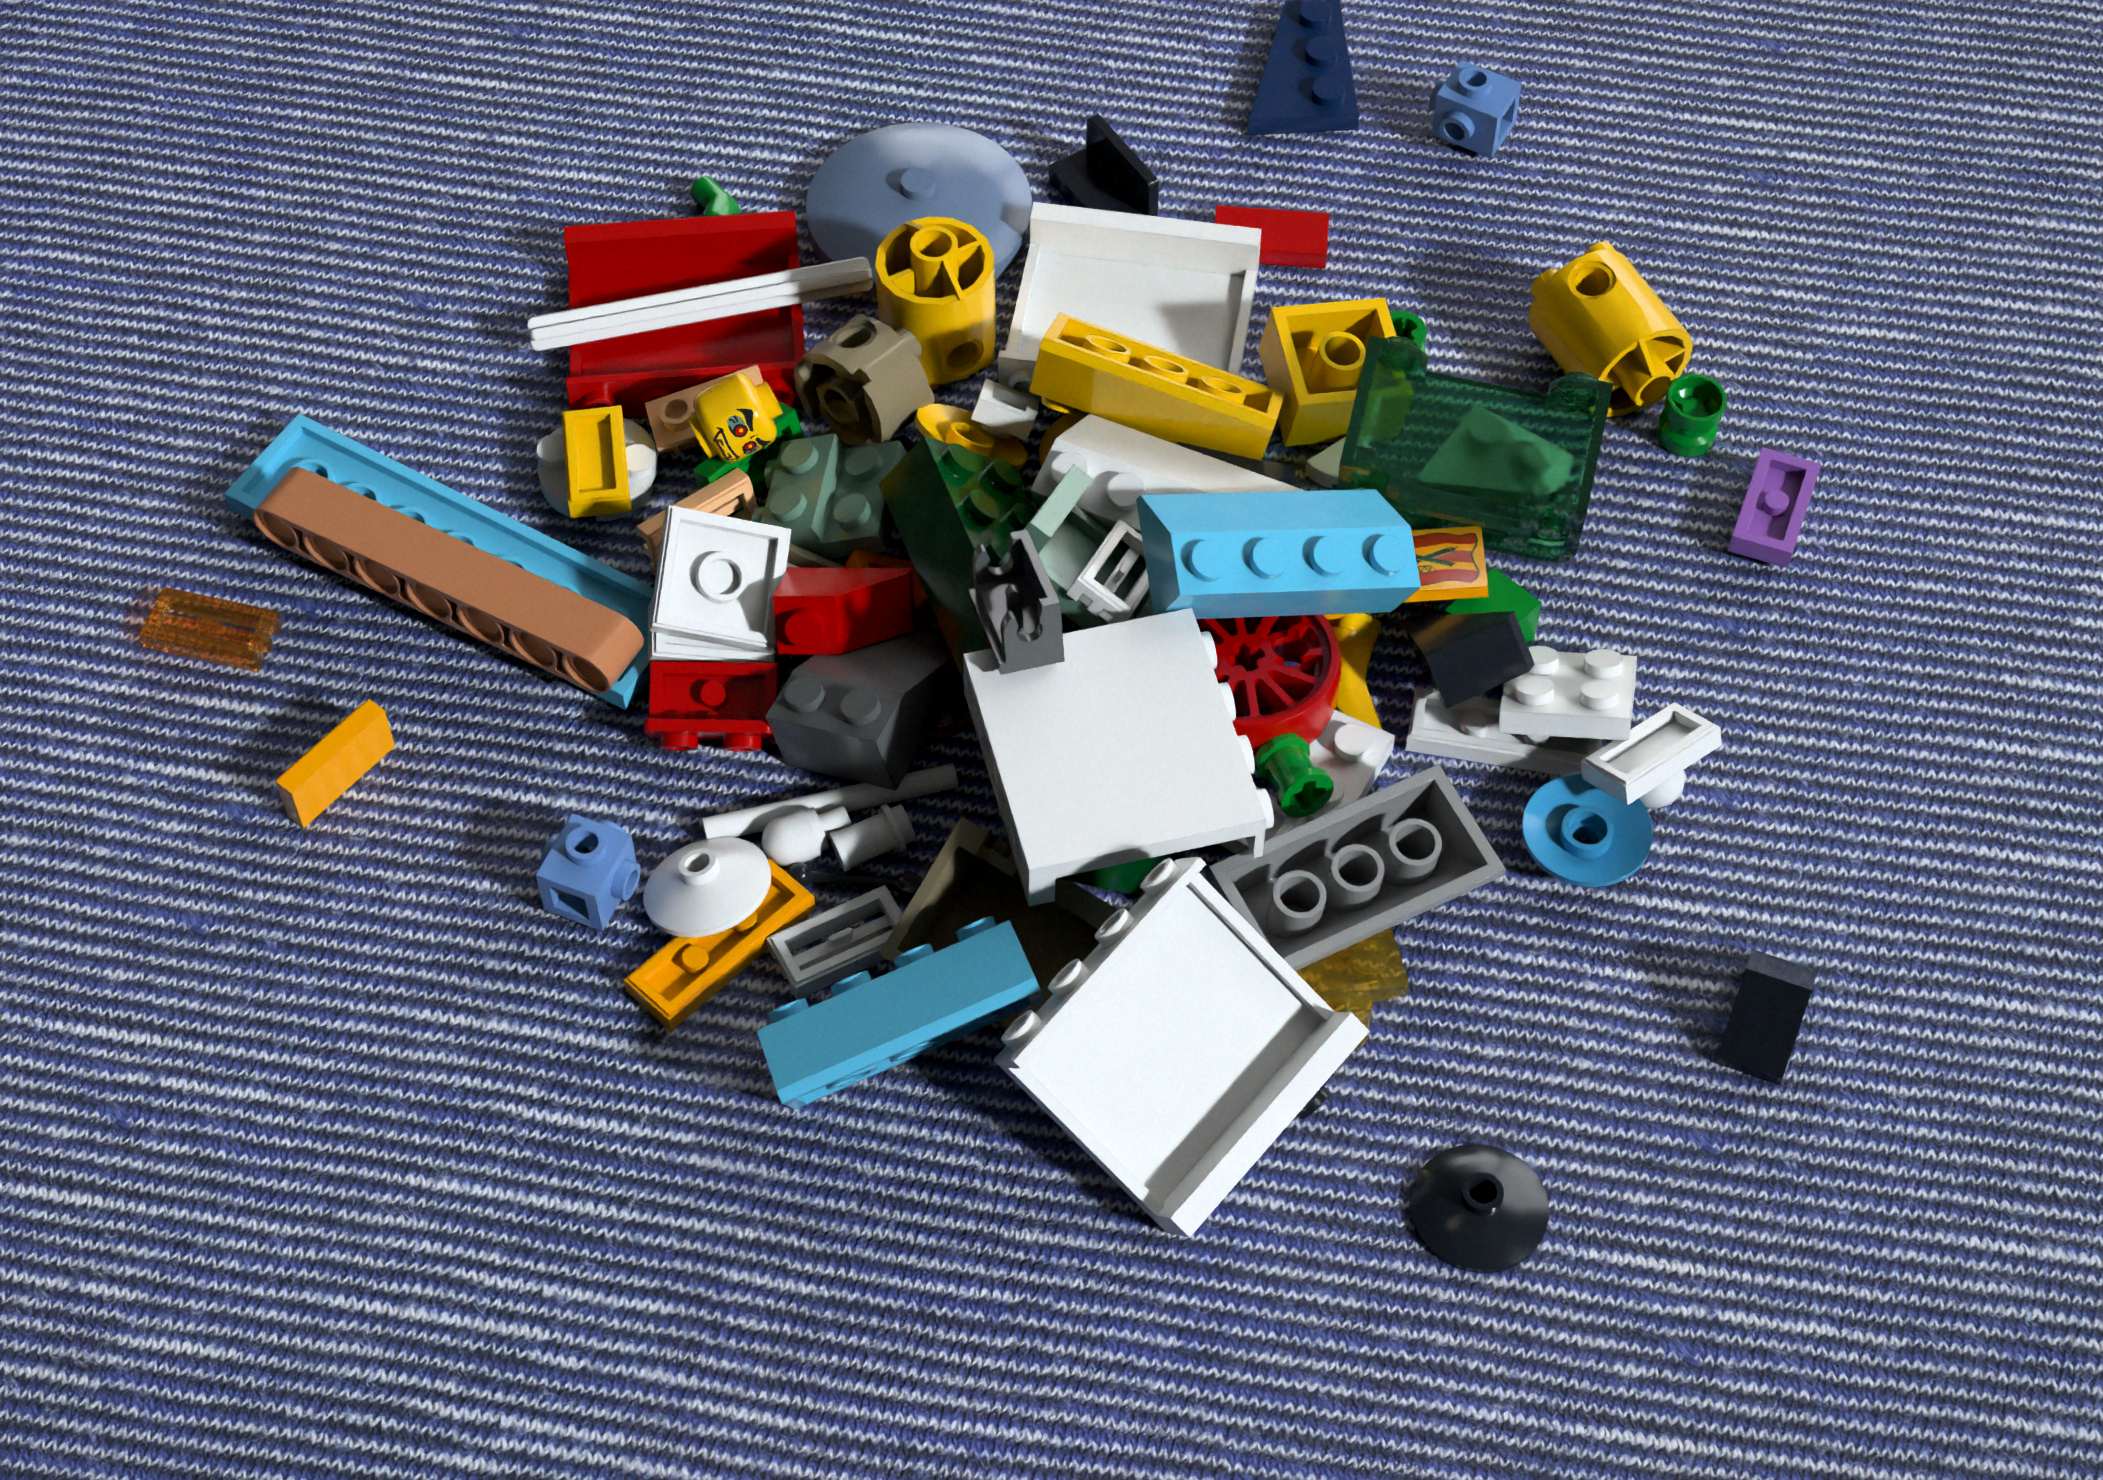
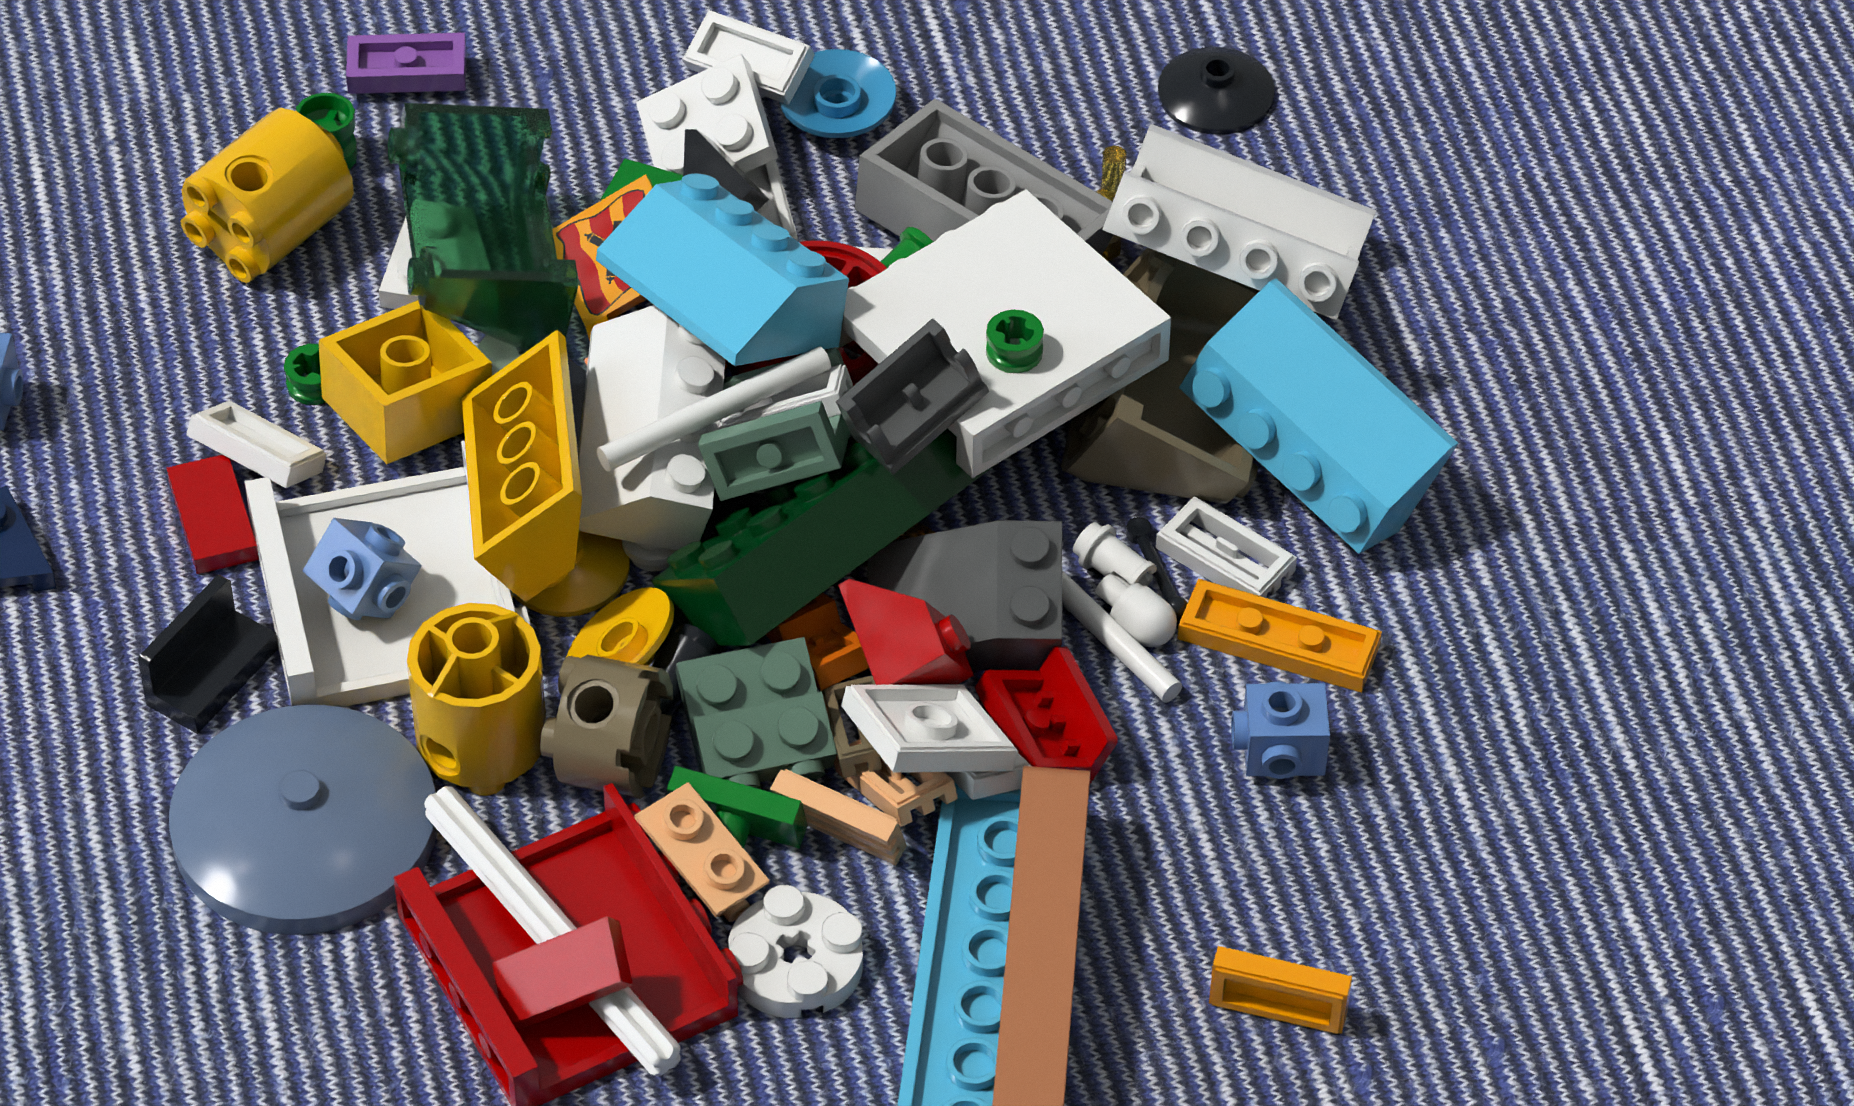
camera: 115 degrees left, 5 degrees down
(596, 462) = (814, 921): yellow tile -> none
(638, 283) = (563, 973): none -> tile
(707, 887) = (1218, 681): white dish -> none
(713, 198) = (387, 987): green arm -> none
(735, 417) = (733, 781): yellow head -> none
(1005, 411) = (567, 627): white plate -> none
(1050, 698) = (1013, 357): none -> green bush
(1118, 498) = (713, 408): none -> white bar
(1143, 276) = (362, 568): none -> medium blue brick
(1330, 271) = (257, 443): none -> white tile

